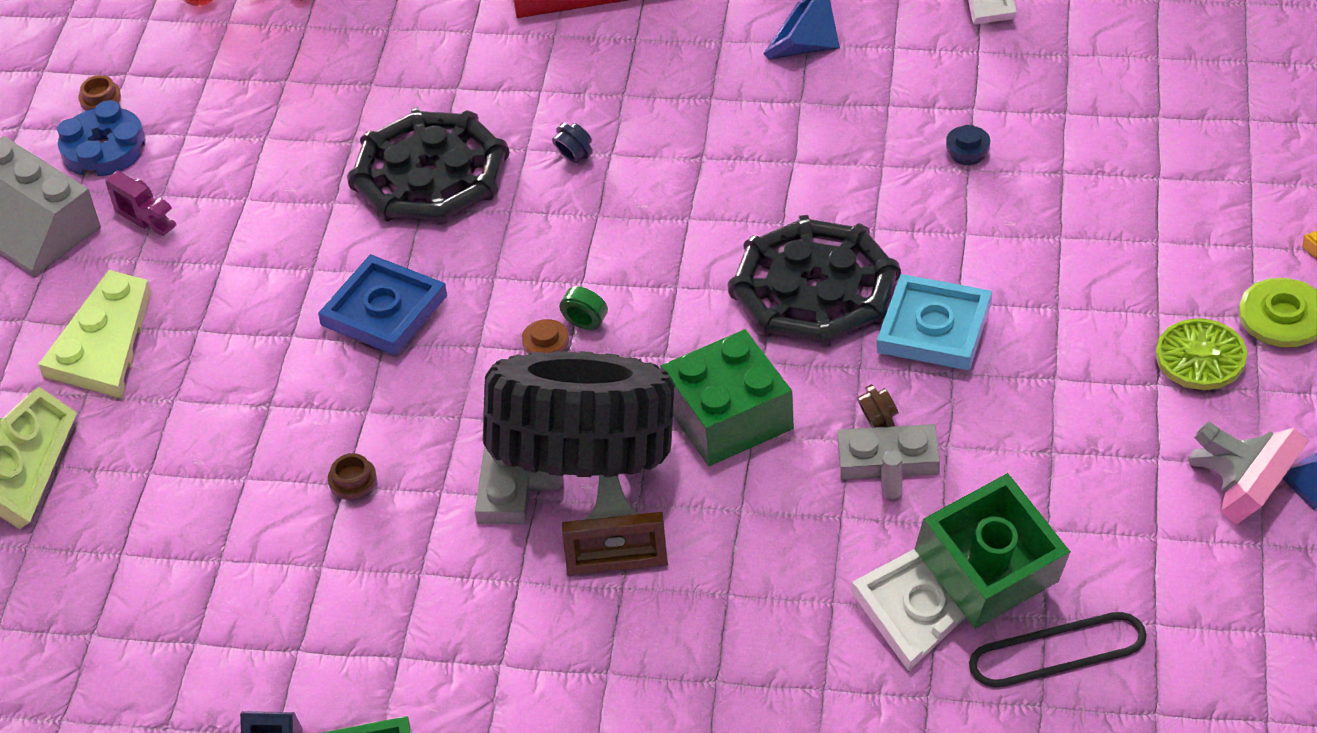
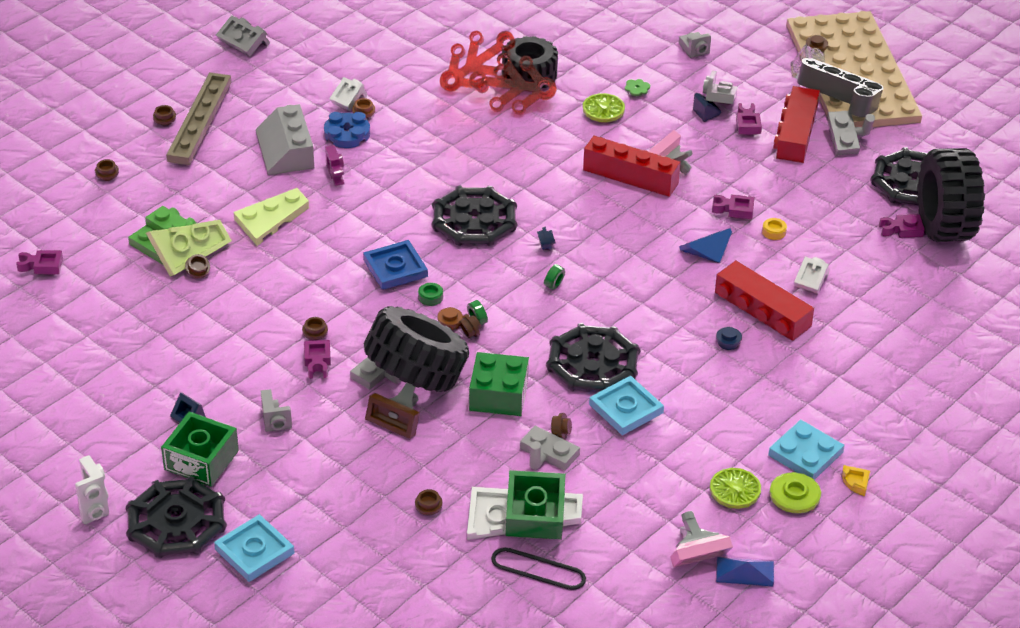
camera: 30 degrees right, 5 degrees down
(55, 84) = (347, 93): none -> white bracket
(59, 485) = (197, 266): none -> reddish brown plate
(401, 515) = (317, 356): none -> magenta plate
(416, 657) = (274, 416): none -> light grey bracket
(477, 320) = (430, 294): none -> green tile
(591, 333) = (470, 326): none -> reddish brown plate
(642, 191) = (554, 277): none -> green tile
(802, 648) = (428, 502): none -> reddish brown plate
(964, 64) = (764, 300): none -> red brick
(1231, 243) = (806, 449): none -> medium azure plate

